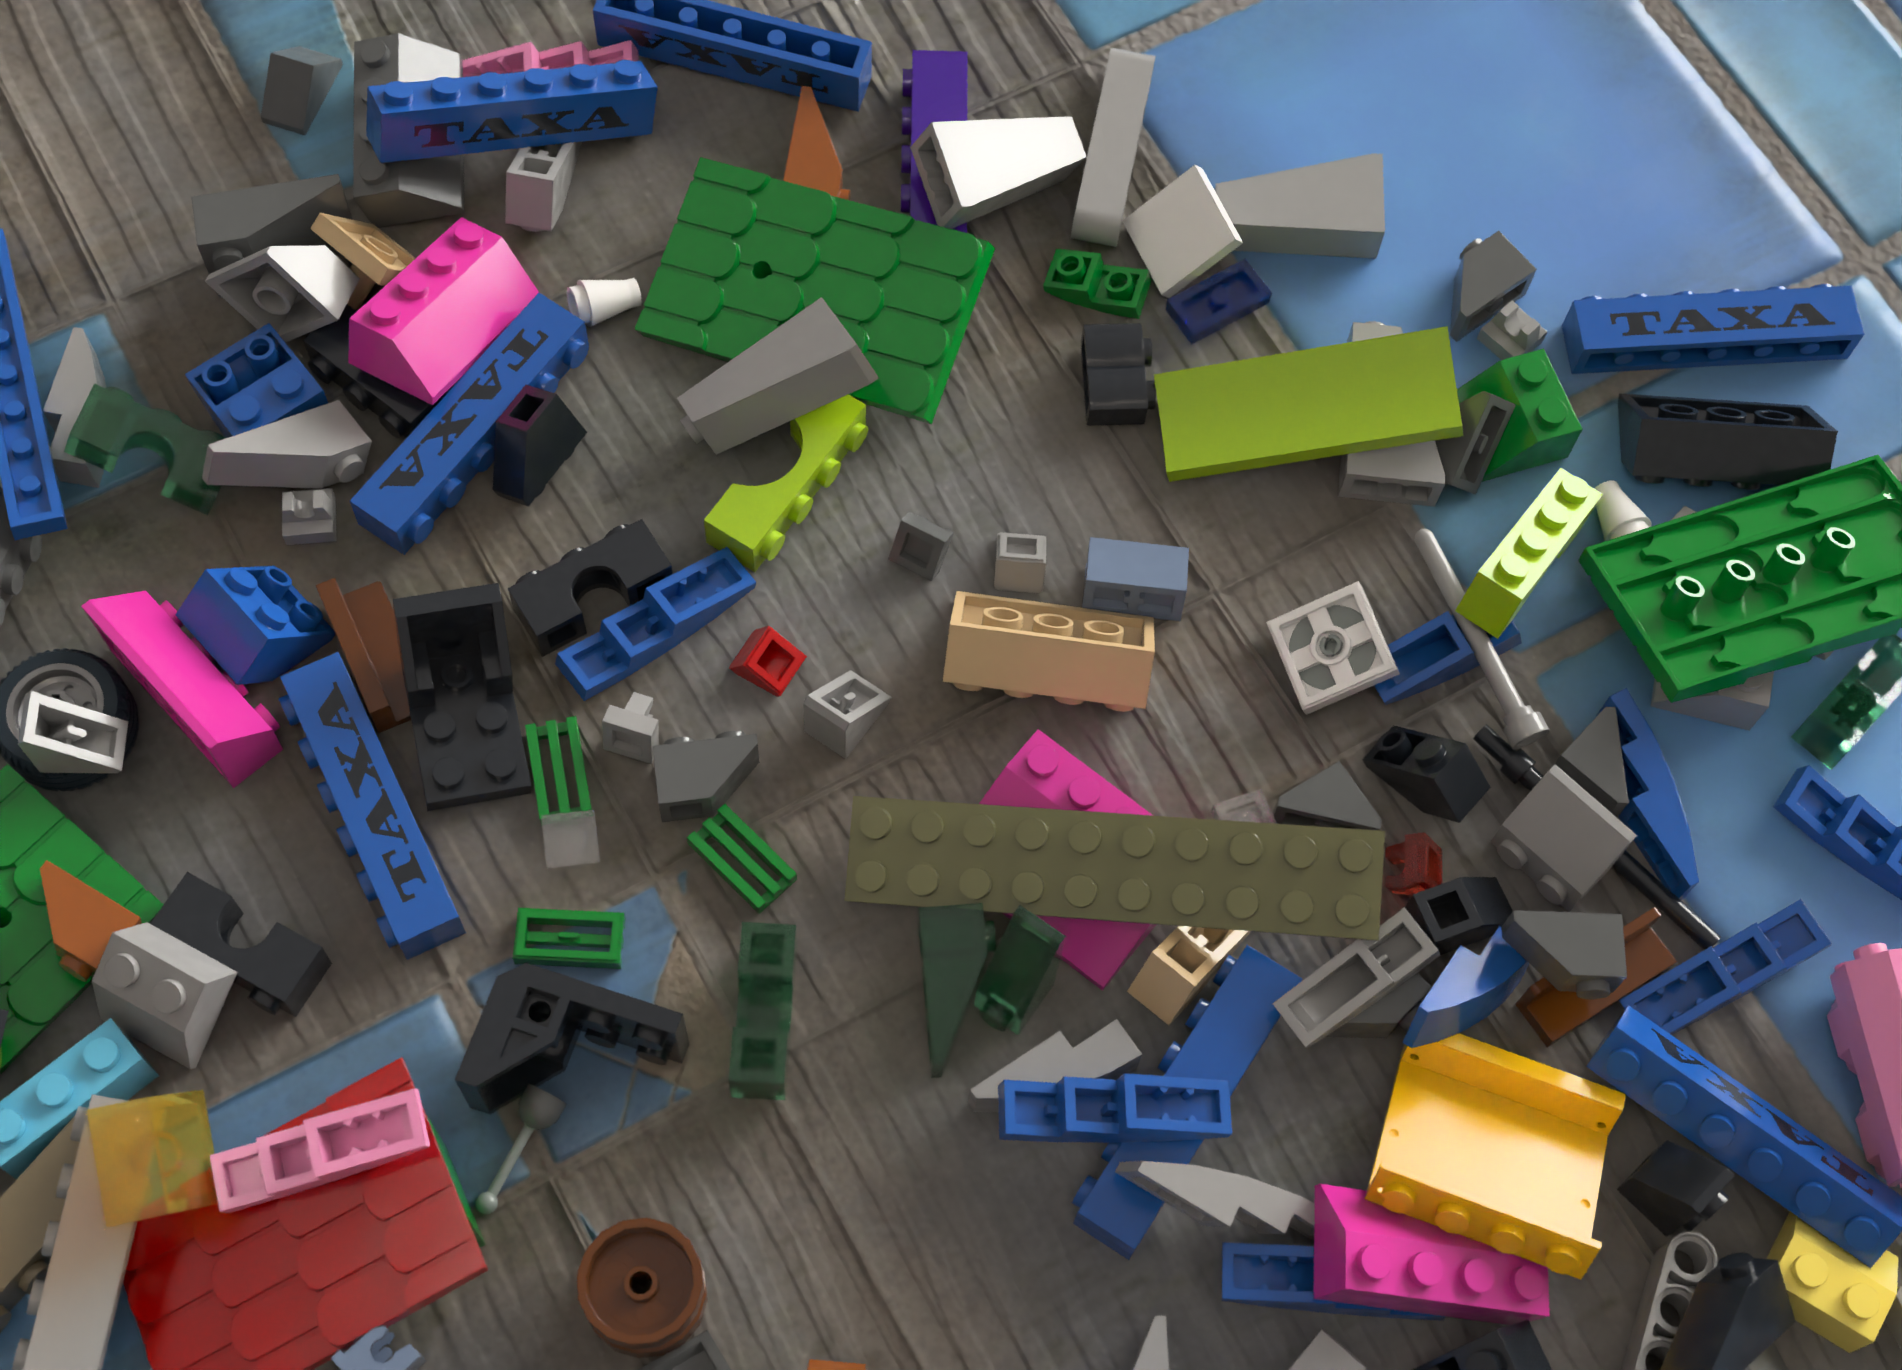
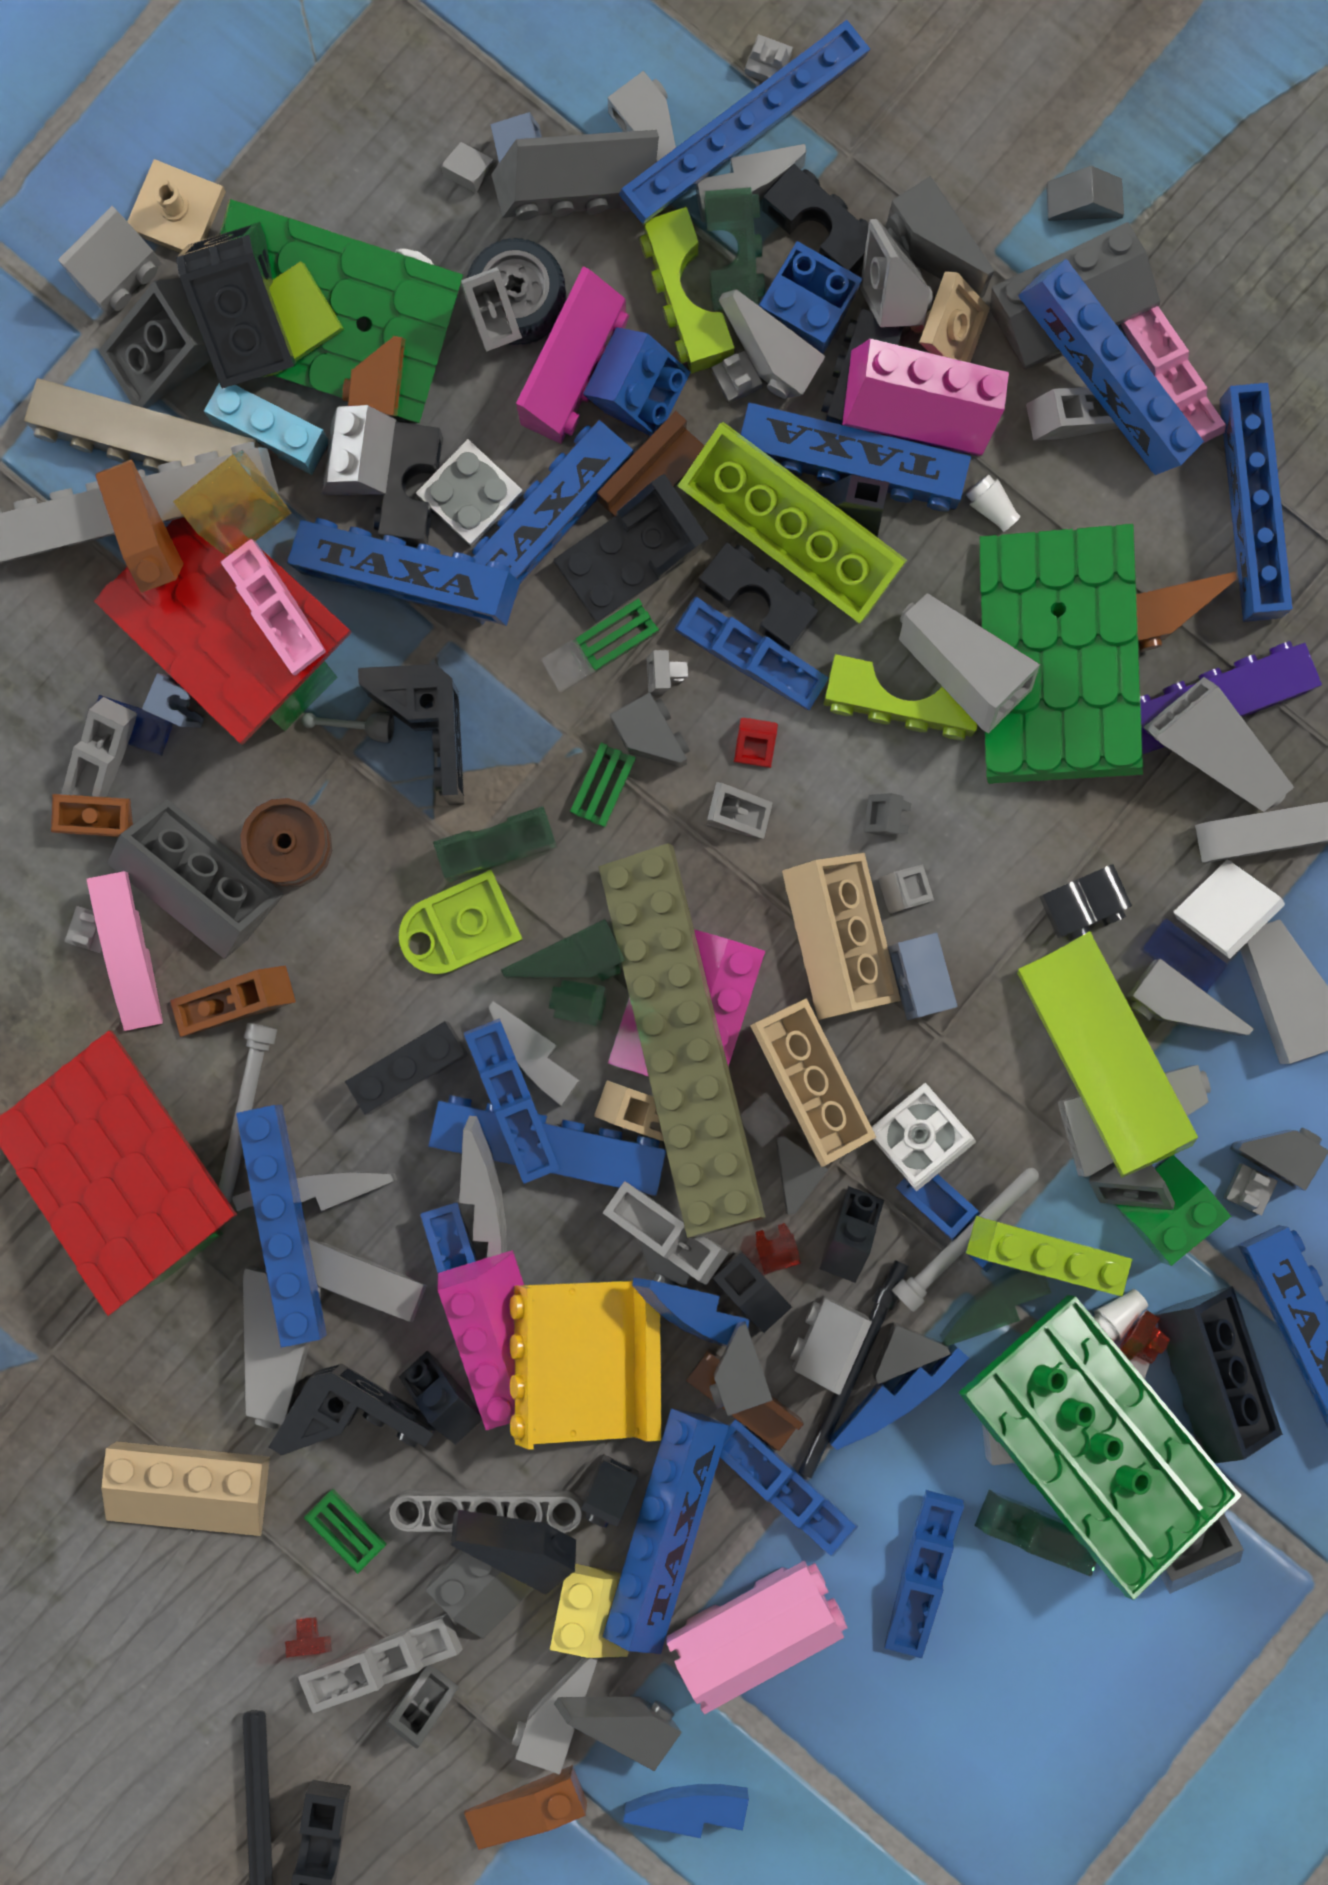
camera: 75 degrees right, 20 degrees up
(110, 1307) = (138, 527): none -> dark orange slope
(141, 357) = (801, 199): none -> black arch
(234, 532) = (701, 333): none -> lime arch
(288, 878) = (469, 492): none -> light grey piece
(350, 985) = (404, 571): none -> blue brick
(522, 503) = (792, 522): none -> lime arch
(569, 958) = (512, 725): green tile -> none
(848, 1106) = (462, 925): none -> lime tile
(1016, 1244) = (406, 1068): none -> black arch
(1087, 282) = (1163, 860): green slope -> none
(1223, 740) = (813, 1082): none -> tan slope
(1272, 317) = (1174, 999): none -> light grey slope
(1566, 644) = (995, 1305): none -> clear green slope
(1656, 495) = (1144, 1339): none -> clear red tile

